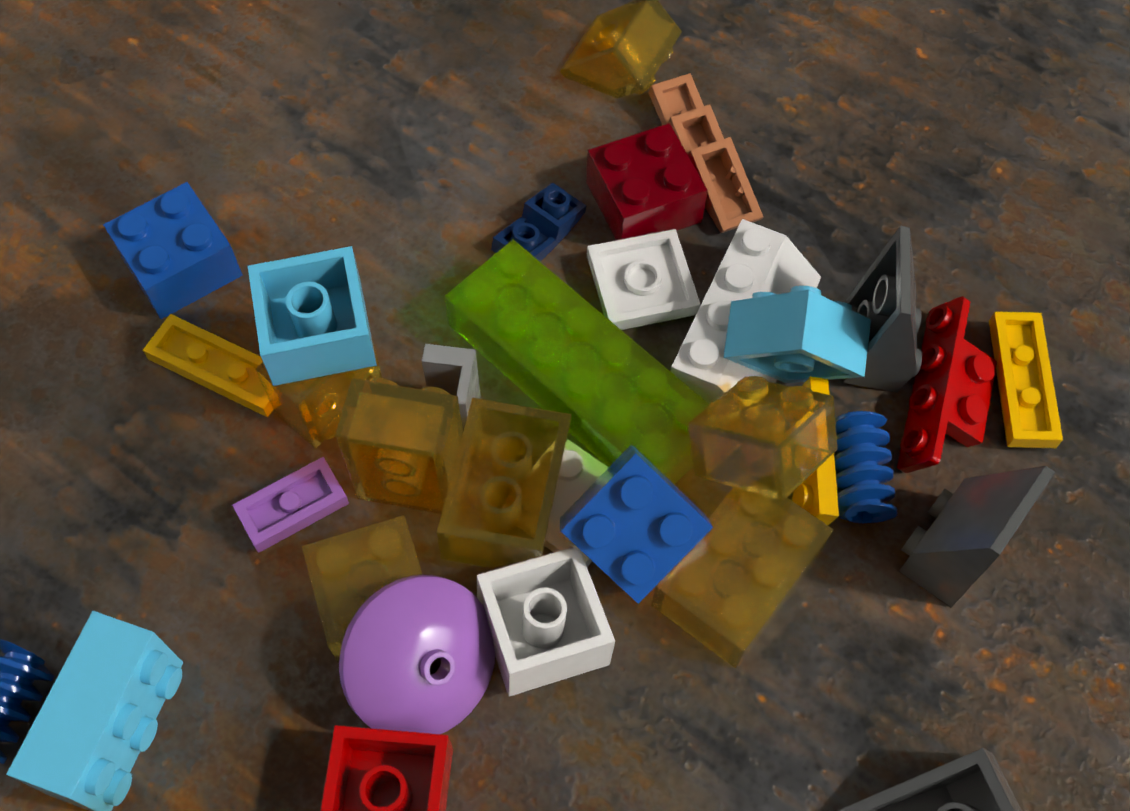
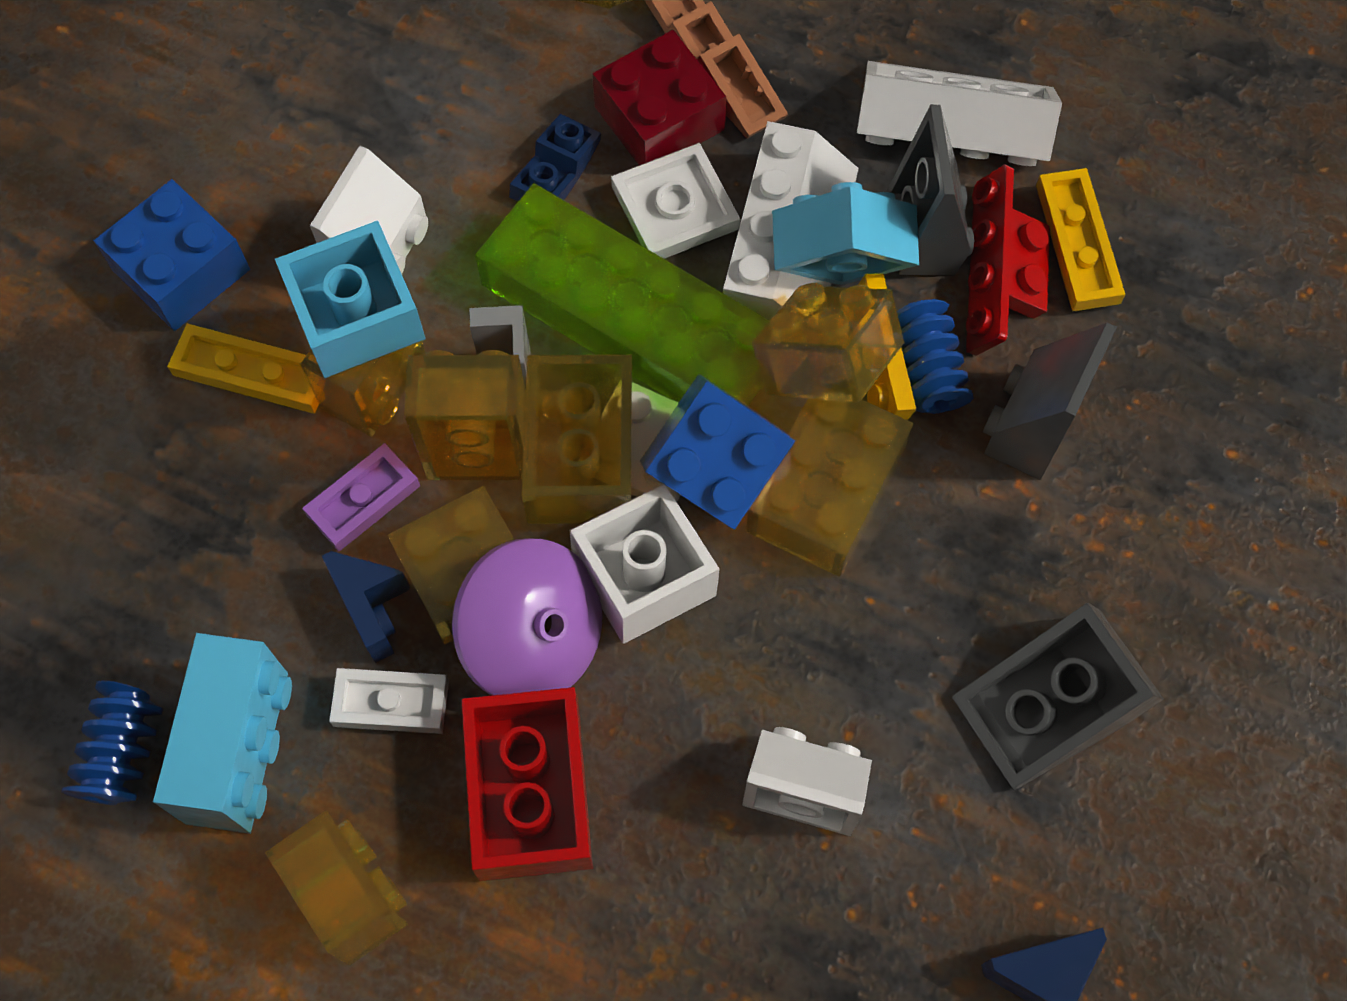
camera: 10 degrees left, 5 degrees up
(267, 597) = (363, 590): none -> dark blue slope
(270, 710) = (389, 700): none -> white plate
(373, 232) = (373, 193): none -> white slope
(943, 243) = (978, 111): none -> white slope

